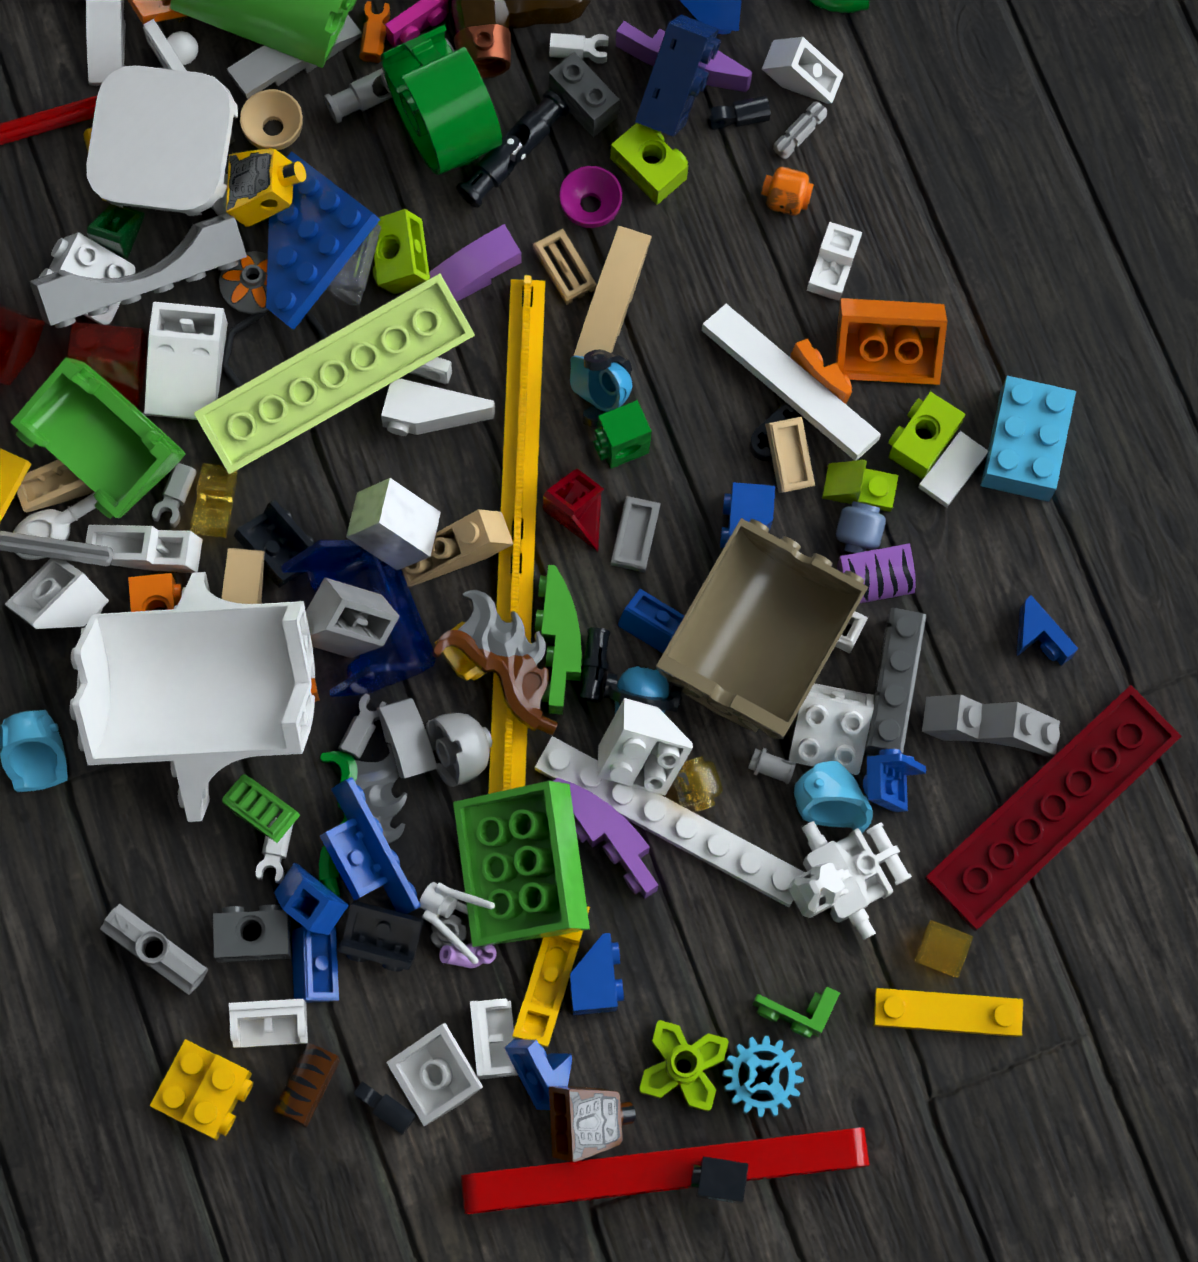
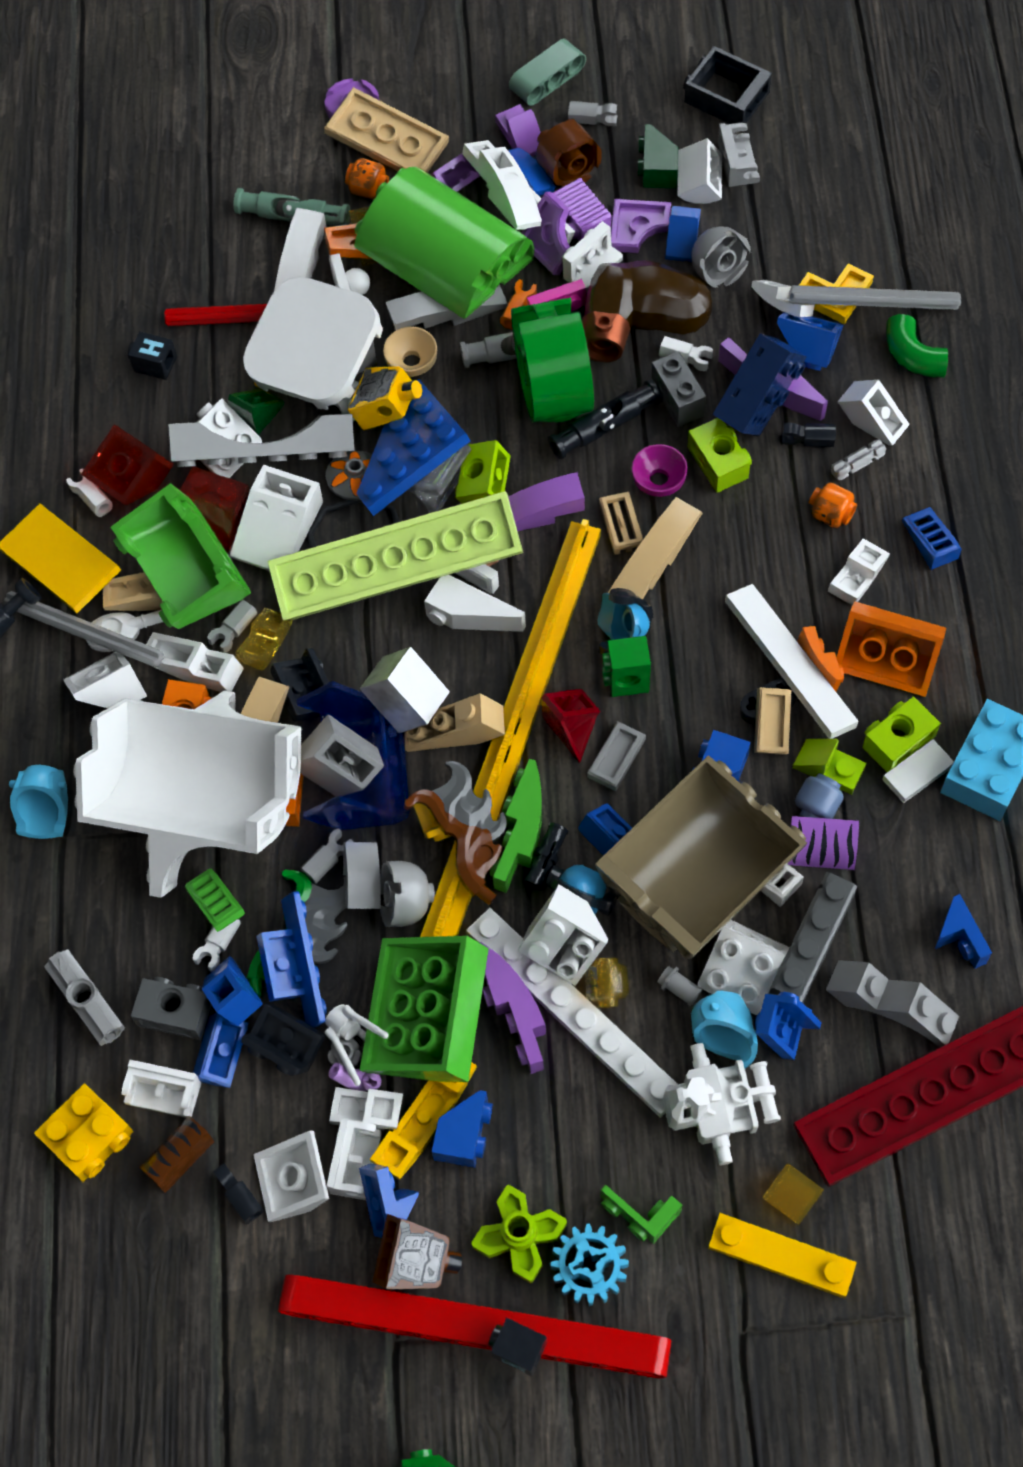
camera: 25 degrees right, 10 degrees down
(489, 982) = (371, 1107): none -> white slope
(907, 225) = (933, 557): none -> blue slope

